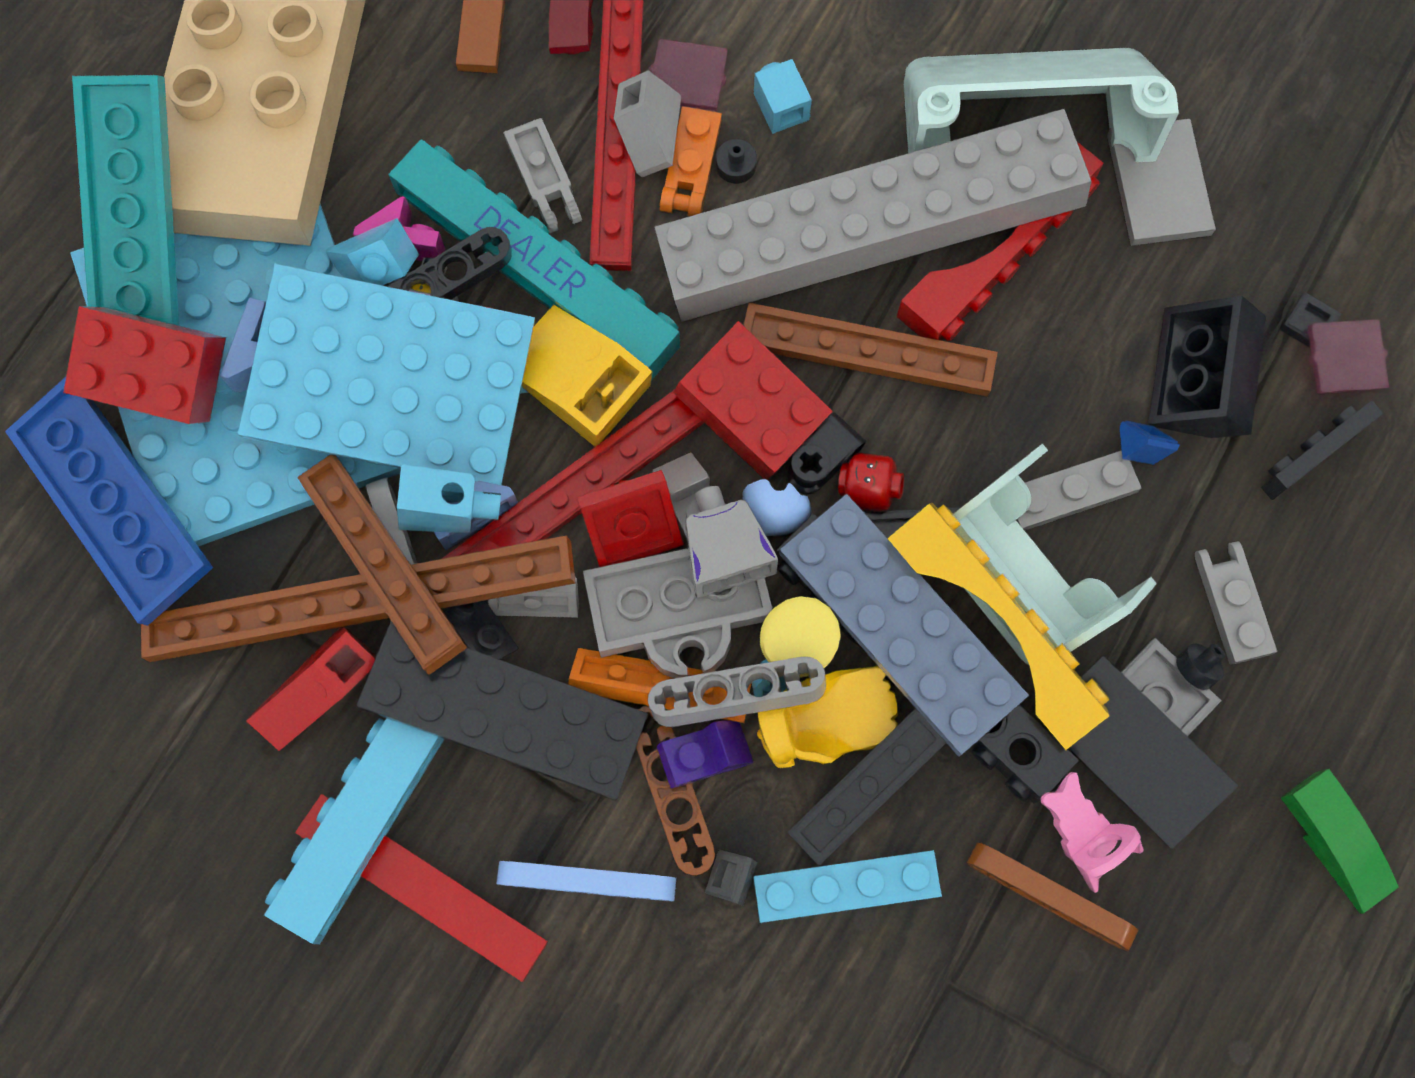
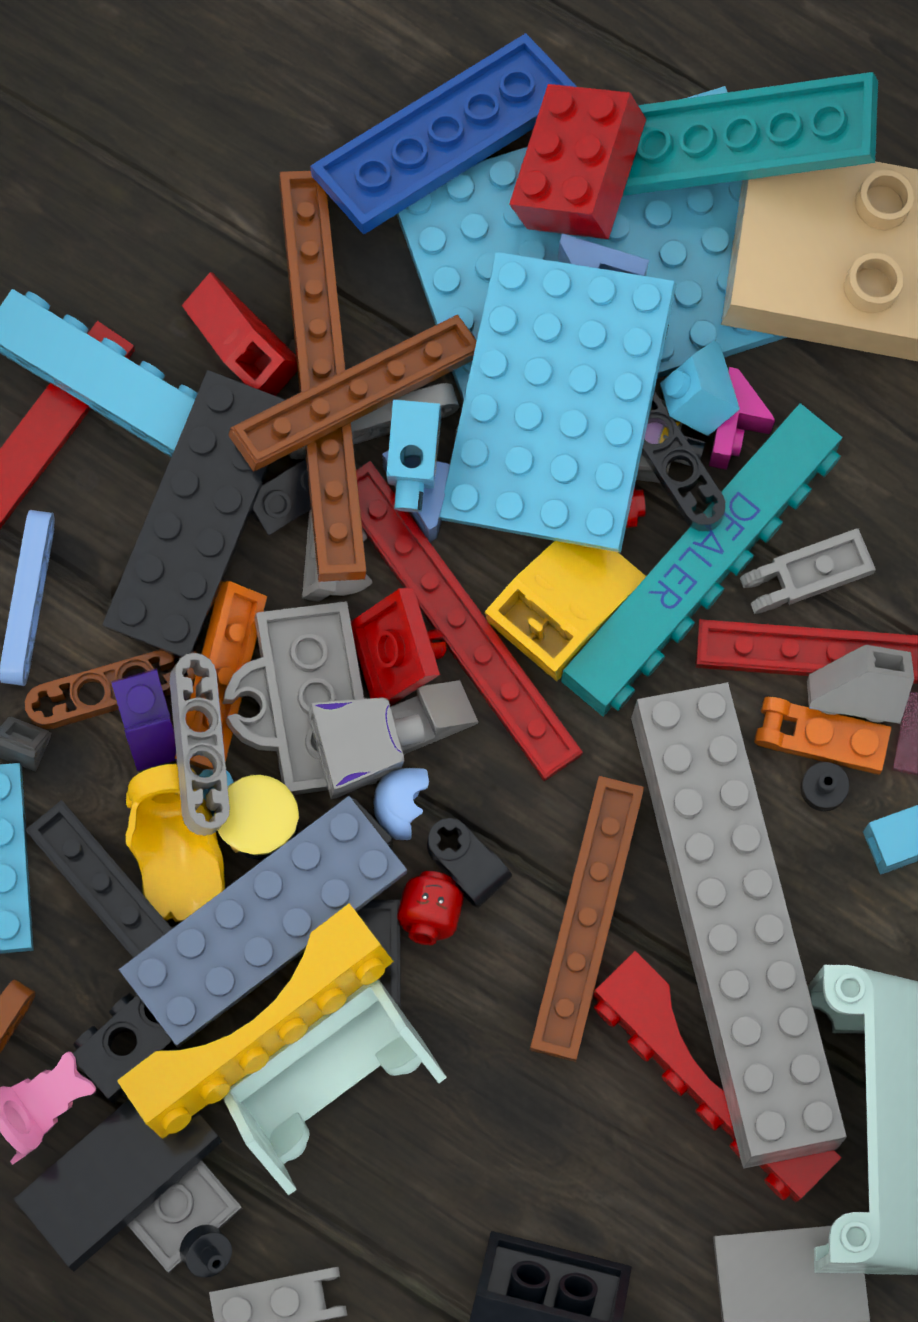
camera: 90 degrees right, 0 degrees up
(752, 401) = (522, 781): red brick -> none
(1079, 489) = (416, 1138): light grey plate -> none
(1145, 443) = (465, 1218): blue slope -> none

